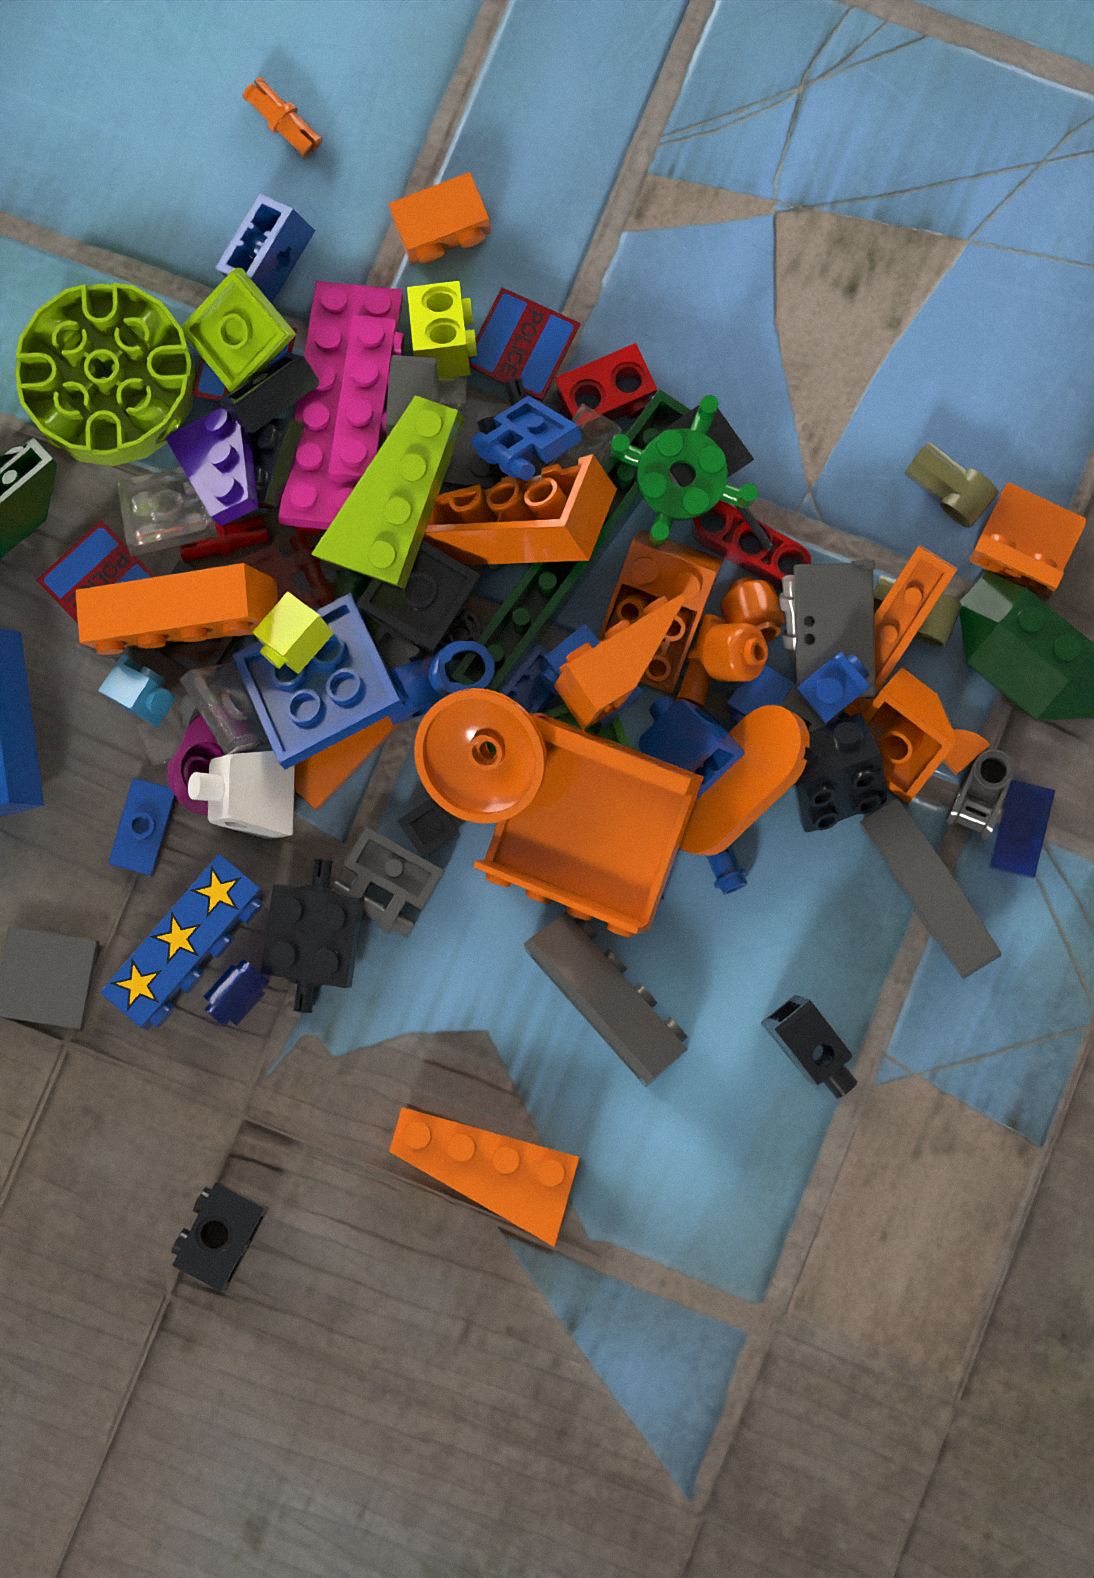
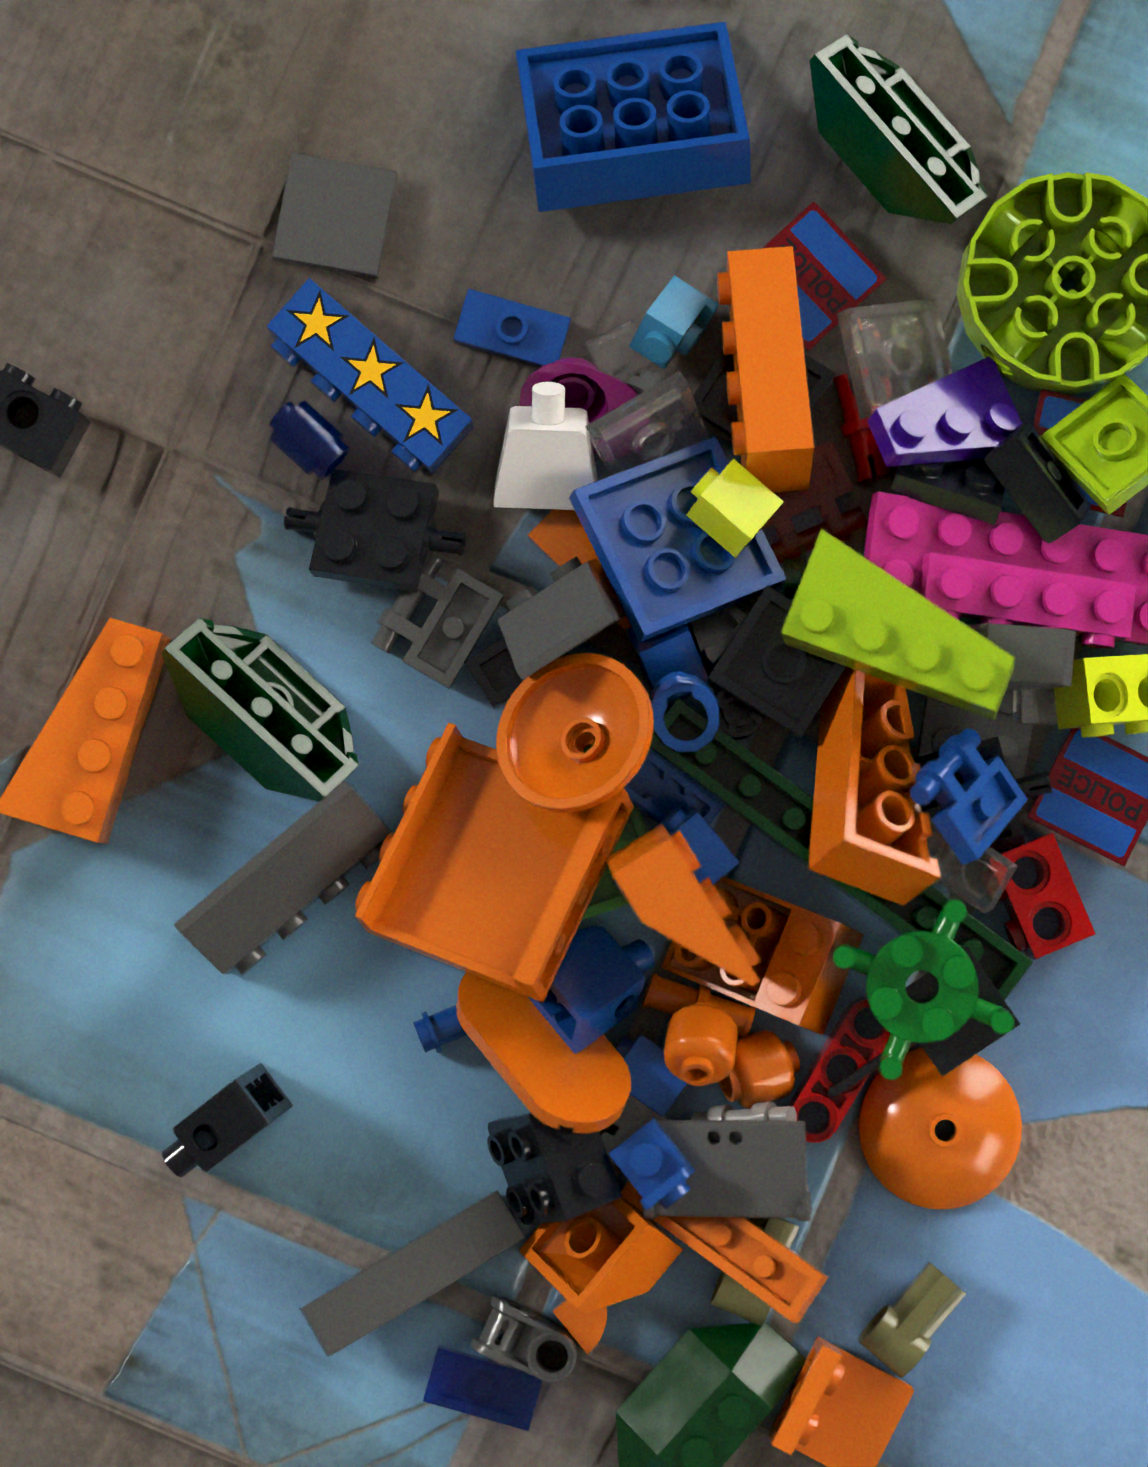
camera: 85 degrees right, 5 degrees up
(383, 775) = (560, 616): none -> dark grey slope
(466, 1023) = (262, 708): none -> dark green wedge
(805, 495) = (901, 1141): none -> orange dish

